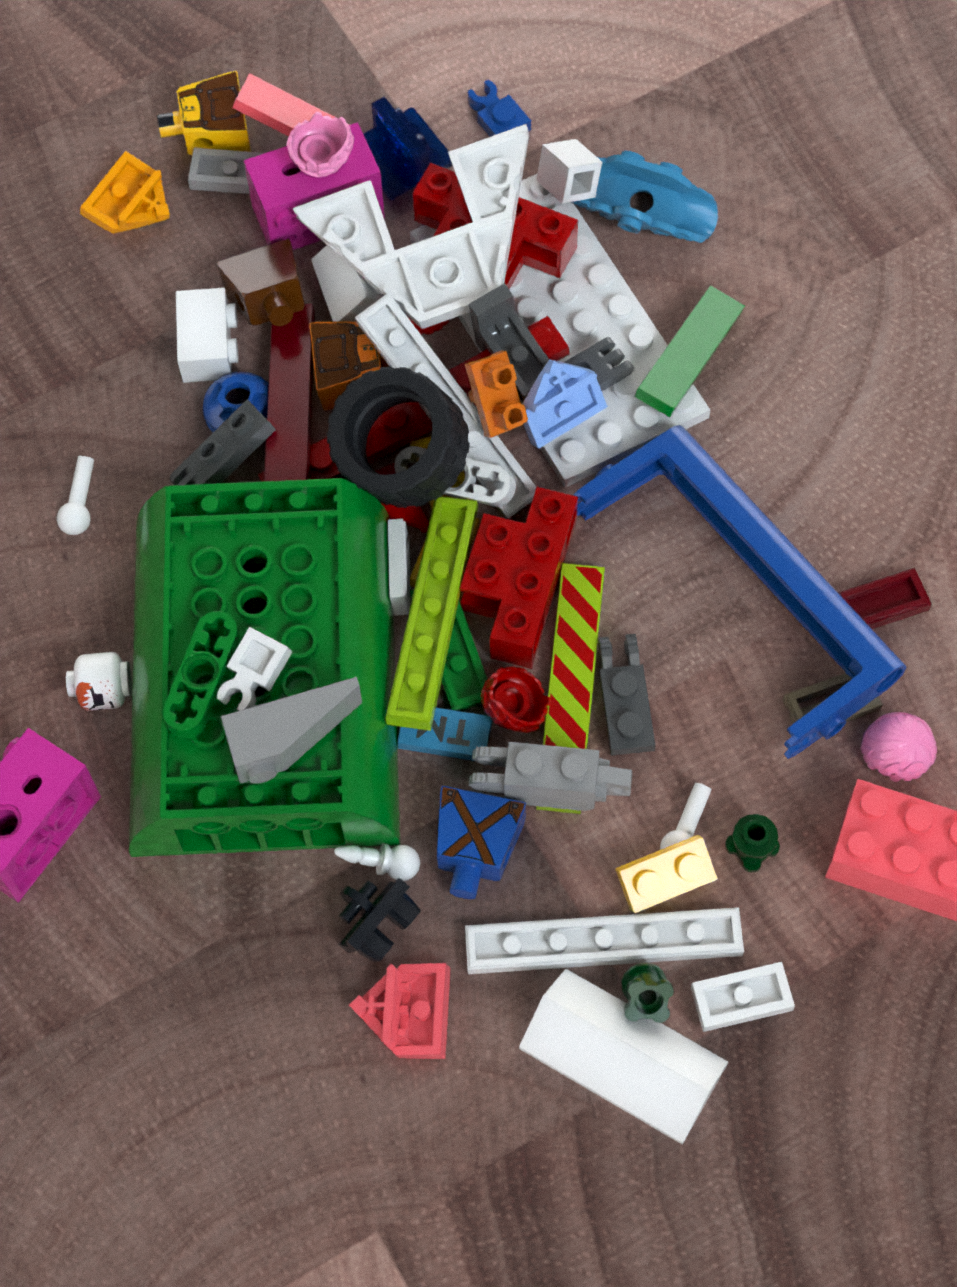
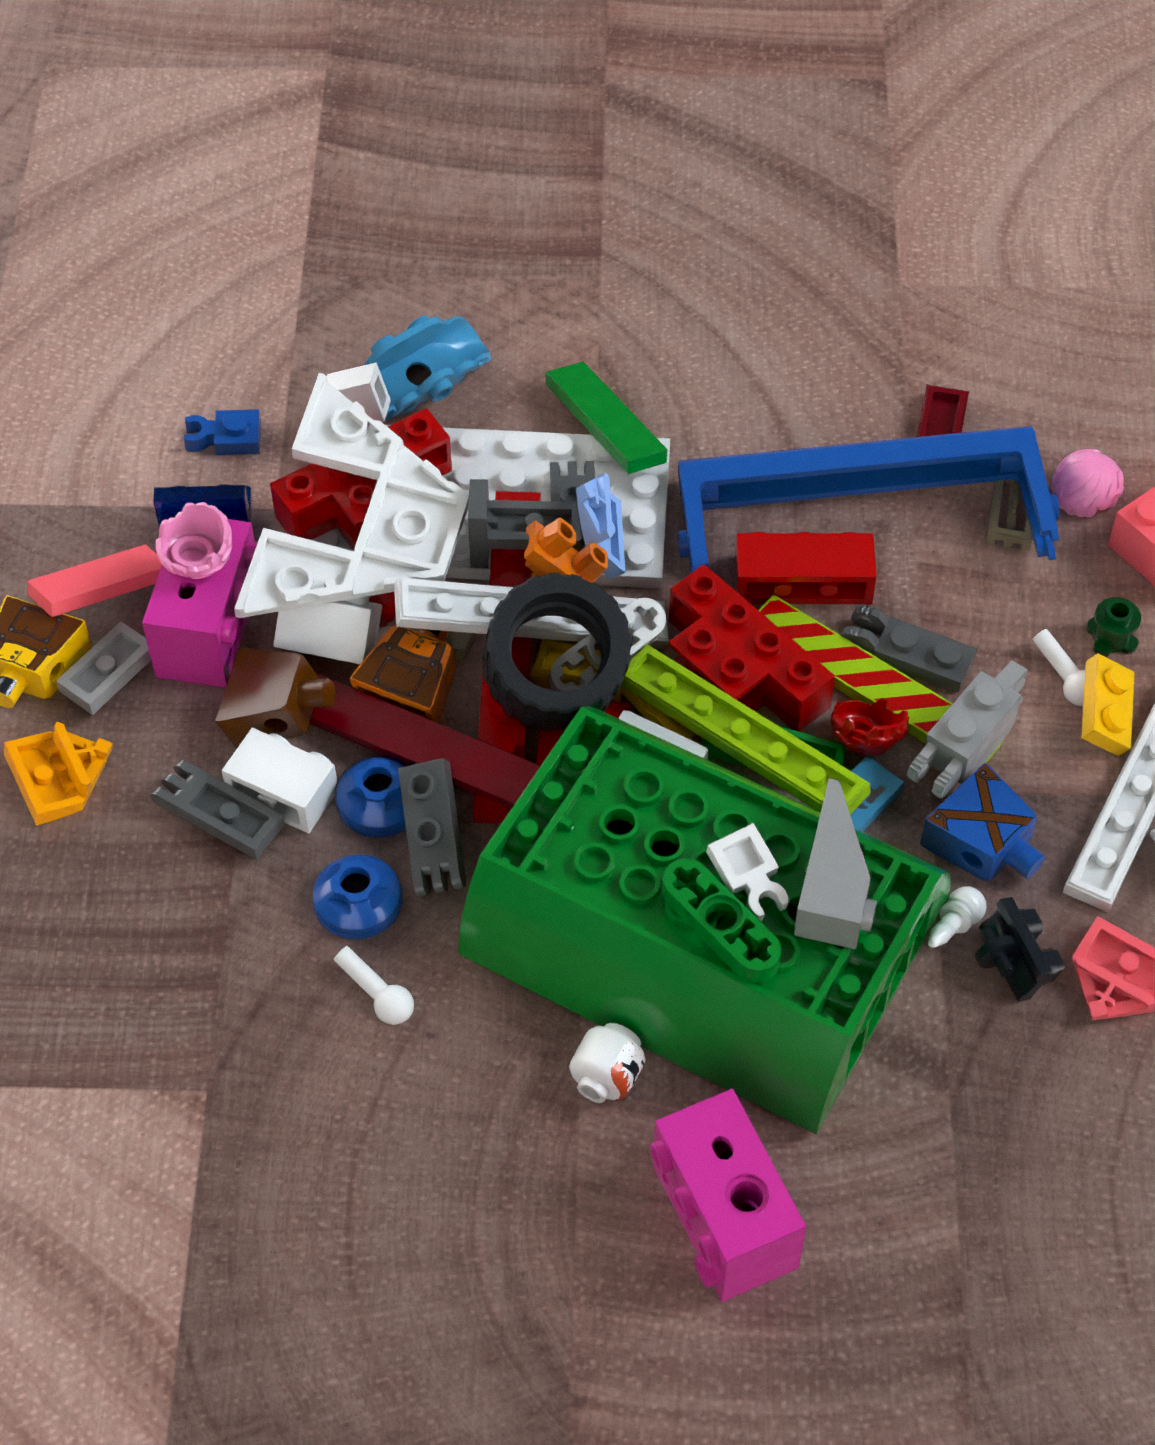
camera: 60 degrees left, 10 degrees down
(150, 457) = (360, 913): none -> blue piece
(156, 314) = (219, 809): none -> dark grey hinge
(645, 575) = (806, 567): none -> red brick

